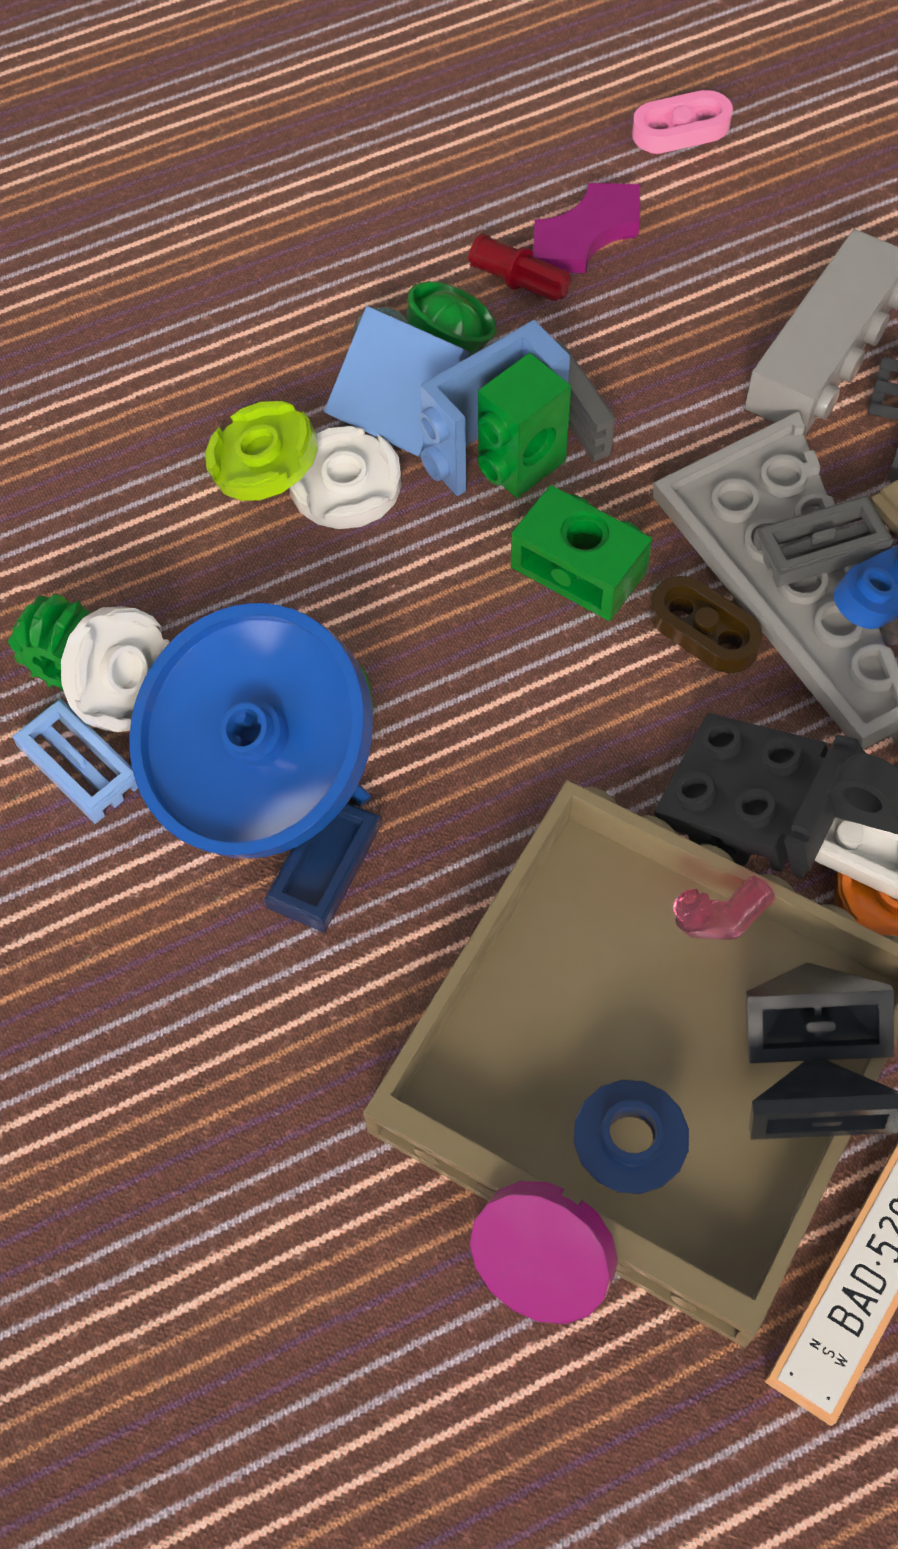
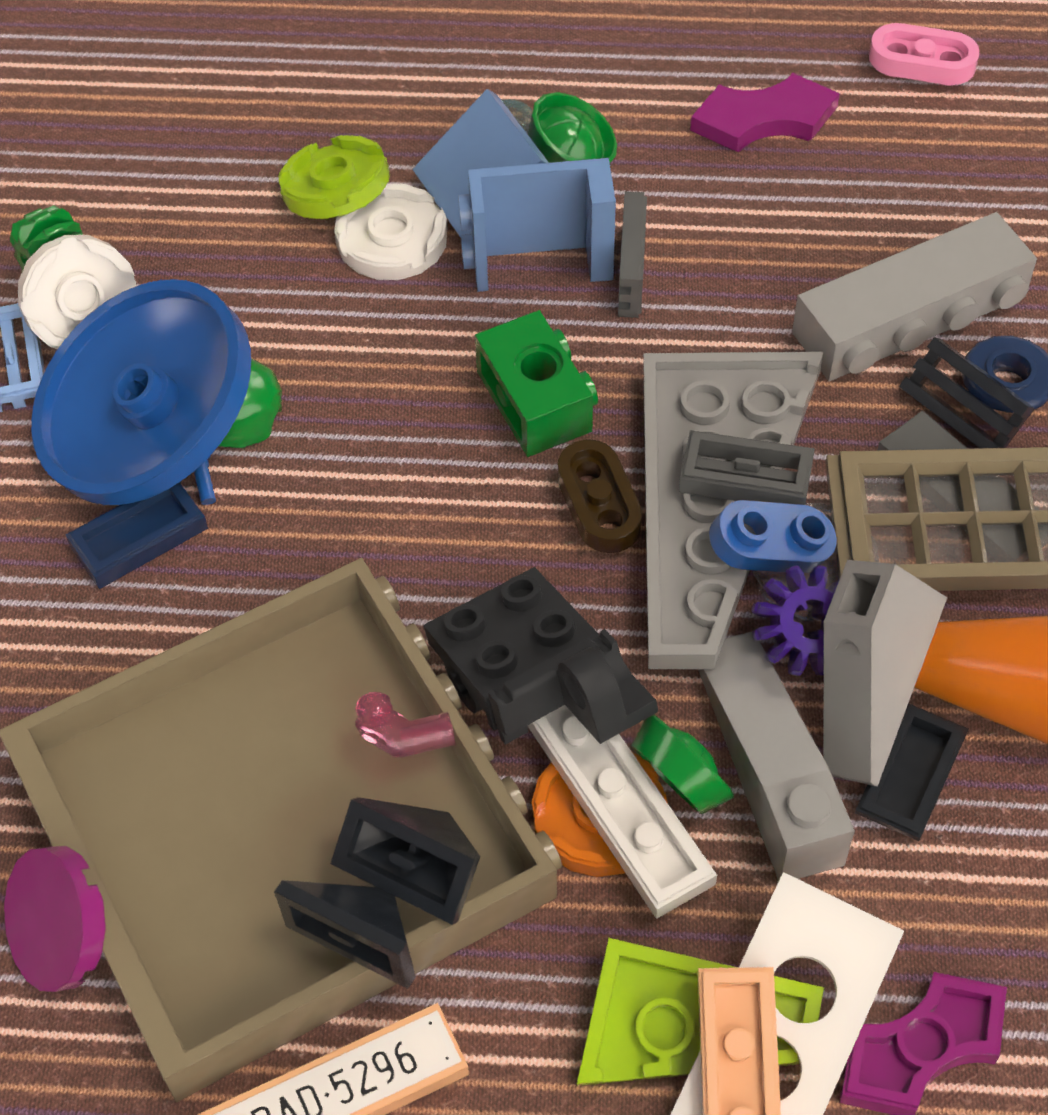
camera: 30 degrees right, 5 degrees down
(519, 268) = (671, 120): dark red axle -> none
(523, 425) = (552, 249): green brick -> none
(631, 1171) = (190, 894): dark blue piece -> none

